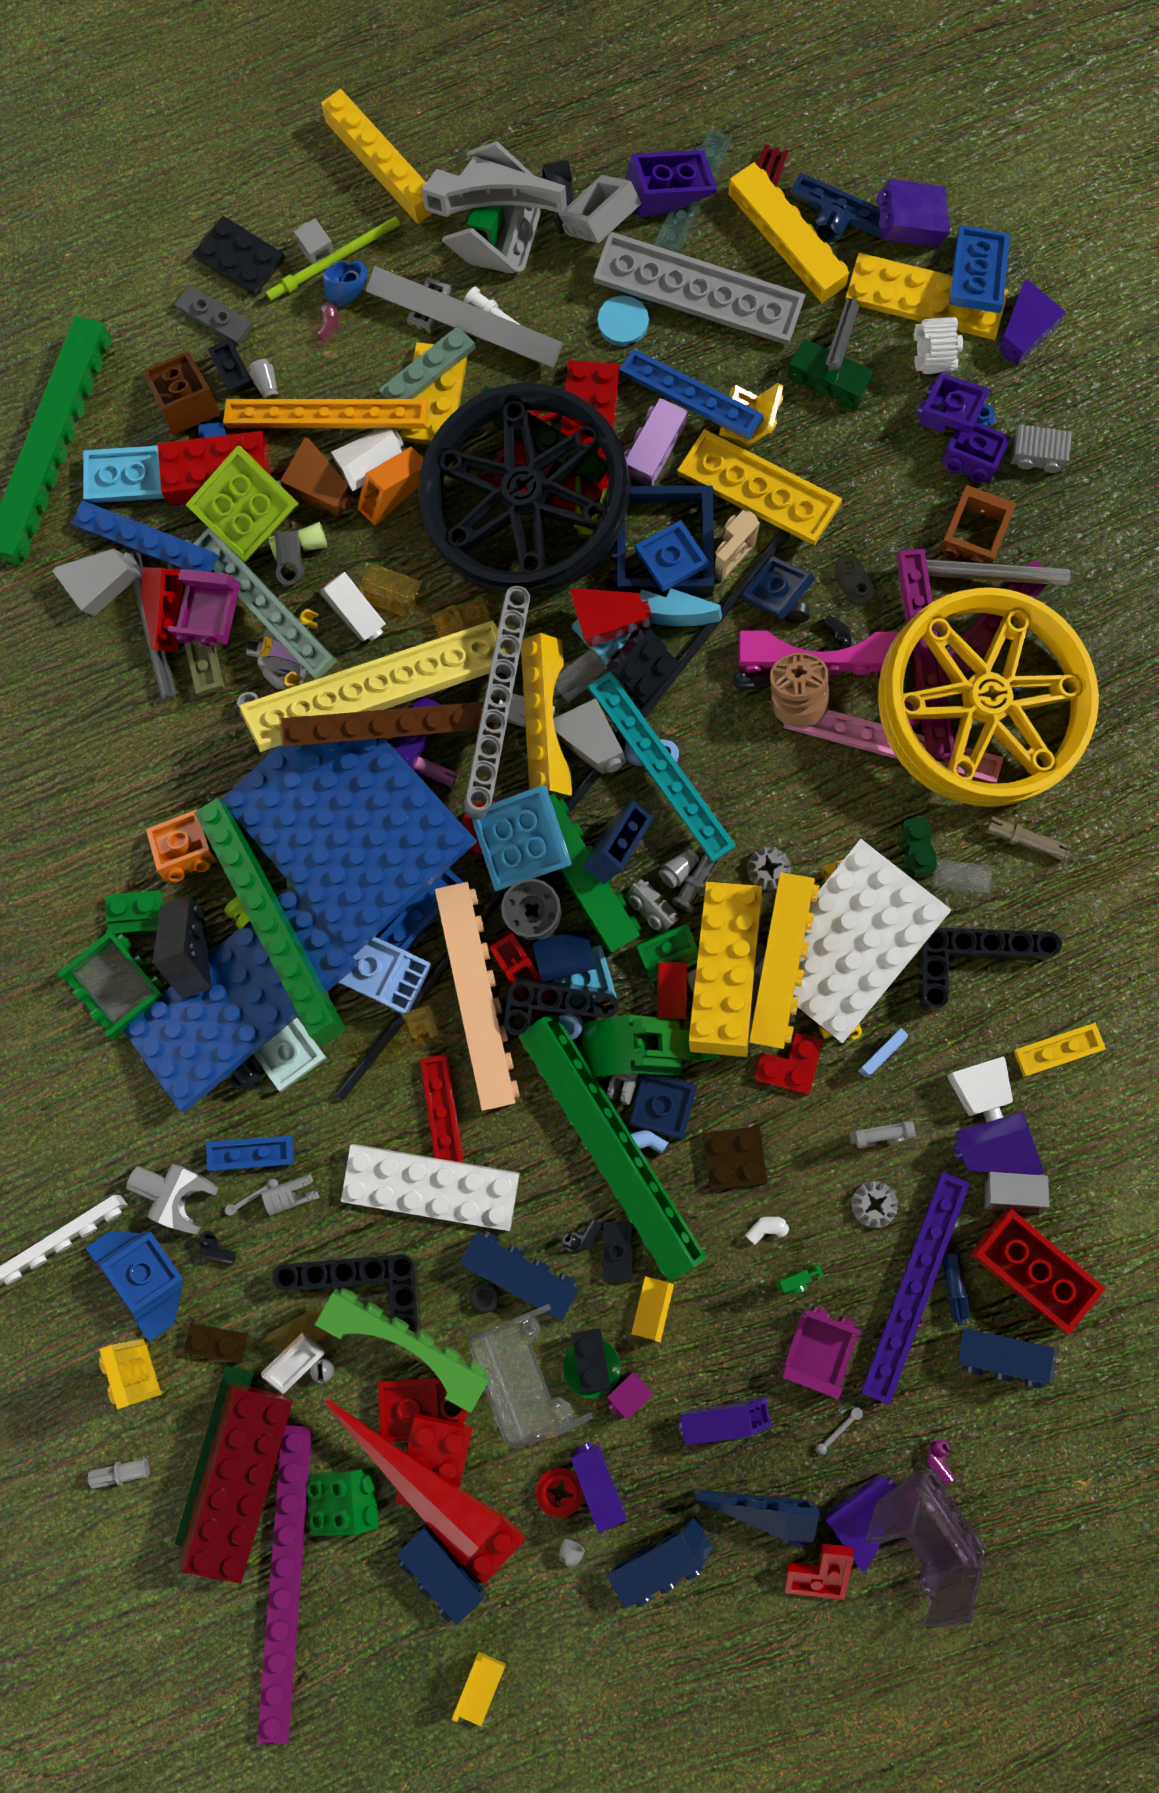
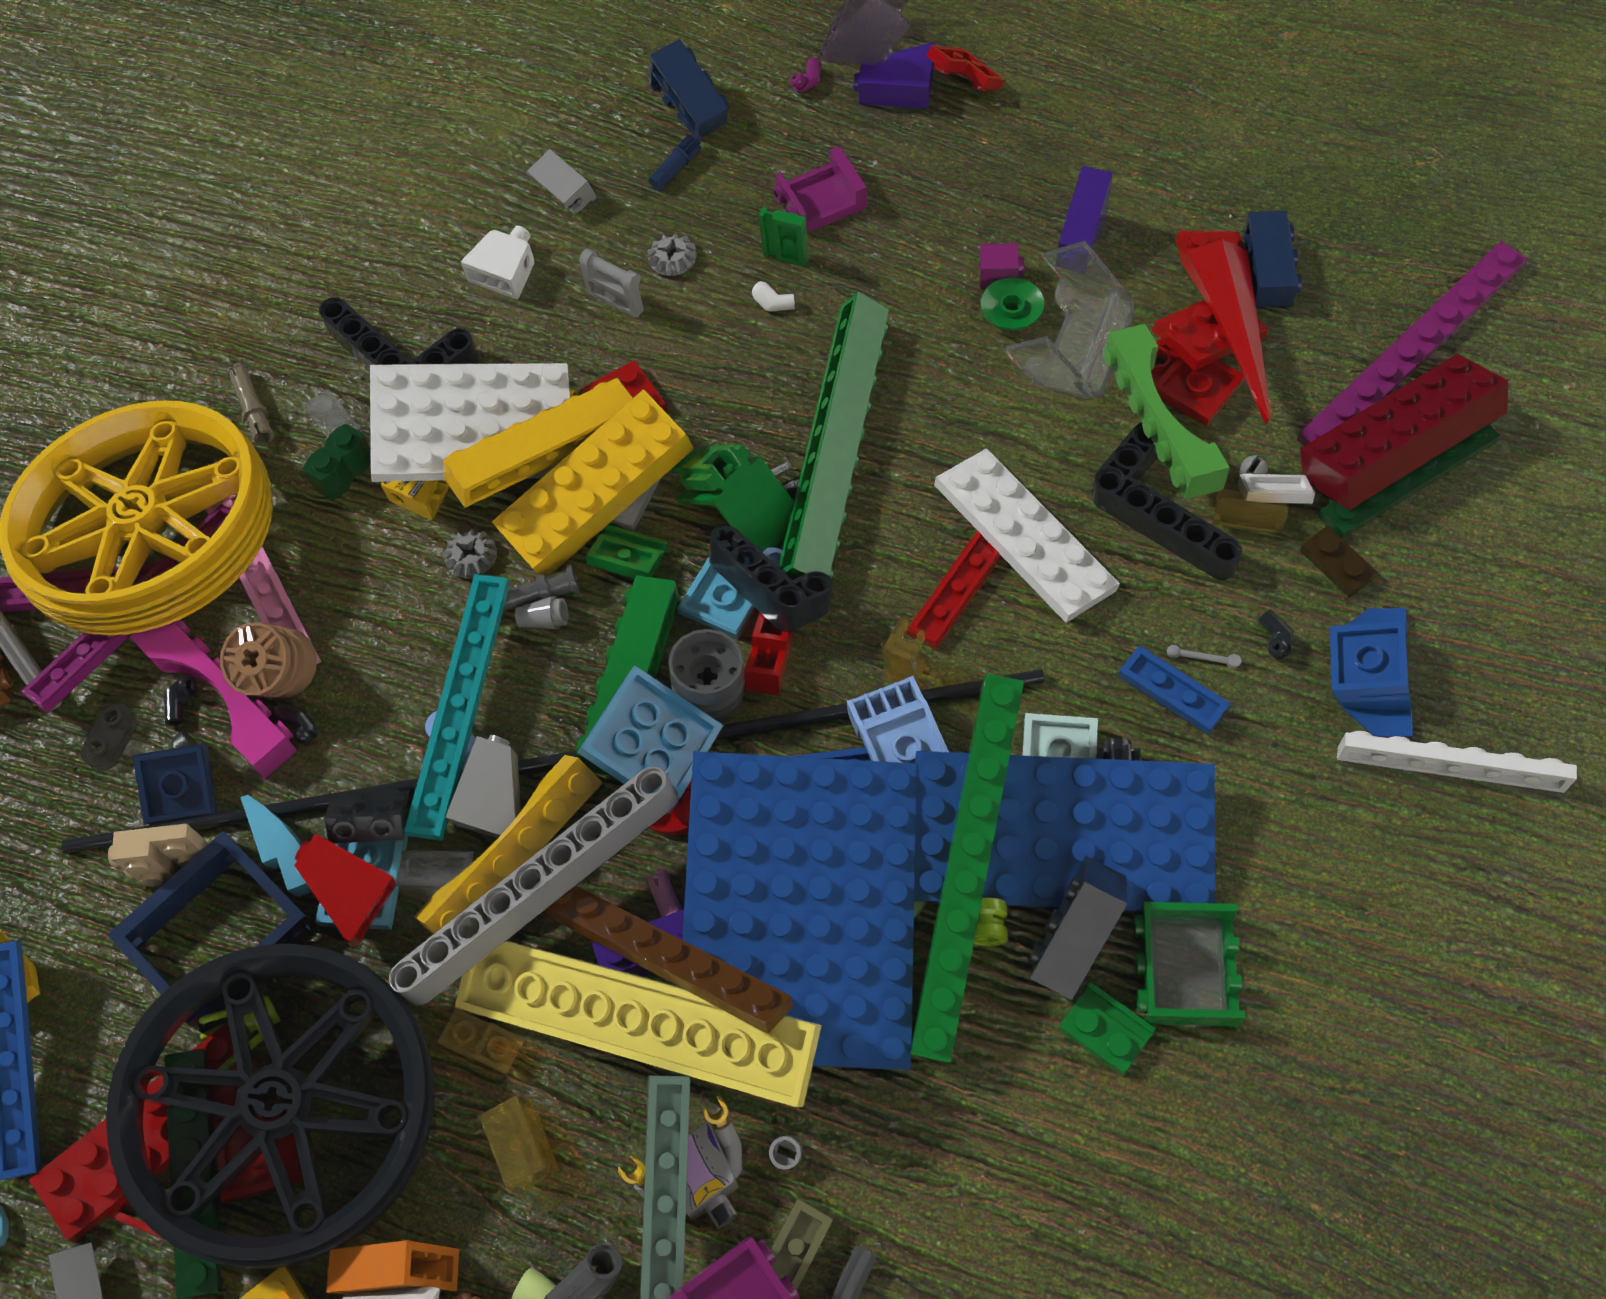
camera: 135 degrees left, 15 degrees down
(119, 1473) = (1516, 523): light grey axle -> none
(129, 1373) = (1446, 557): yellow plate -> none
(170, 1194) = (1284, 712): light grey connector -> none
(180, 847) = (996, 1052): orange plate -> none
(283, 1196) = (1164, 624): light grey hinge -> none
(342, 1502) = (1319, 359): green bracket -> none
(352, 607) = (574, 1162): white slope -> none
(475, 997) = (832, 648): light nougat brick -> none
(479, 1689) = (1305, 175): yellow panel -> none
(484, 1298) = (1055, 420): pearl dark grey tile -> none
(518, 1275) = (1010, 409): dark blue brick -> none
(547, 1500) = (1120, 238): red gear -> none
(564, 955) = (719, 608): dark blue tile -> none
(571, 1553) = (1147, 205): light grey hinge -> none
(582, 1240) = (928, 398): black arm -> none
(591, 1360) = (1007, 303): black plate -> none
(617, 1251) = (908, 371): black plate -> none
(618, 842) = (569, 660): dark blue brick -> none
(643, 898) = (602, 590): light grey hinge -> none
(648, 1139) = (798, 427): light blue arm -> none
(652, 1309) = (919, 307): yellow panel -> none
(655, 441) = (85, 1050): lavender brick -> none
(661, 1565) = (1073, 141): dark blue wedge -> none
(663, 1105) = (764, 437): dark blue tile -> none
(671, 555) = (224, 890): blue plate -> none
(672, 990) = (657, 520): red tile -> none
(725, 1421) = (941, 196): dark purple slope -> none
(735, 1158) = (743, 364): dark brown plate -> none
(760, 487) = (72, 901): yellow plate -> none
(778, 1516) = (964, 123): dark blue wedge -> none
(855, 1414) = (886, 142): light grey hinge -> none
(883, 1053) = (545, 341): light blue tile -> none
(914, 1288) = (703, 182): dark purple plate -> none
(999, 1147) = (536, 212): dark purple slope -> none
(1037, 1271) = (606, 123): red brick -> none
(1059, 1049) = (417, 246): yellow plate -> none

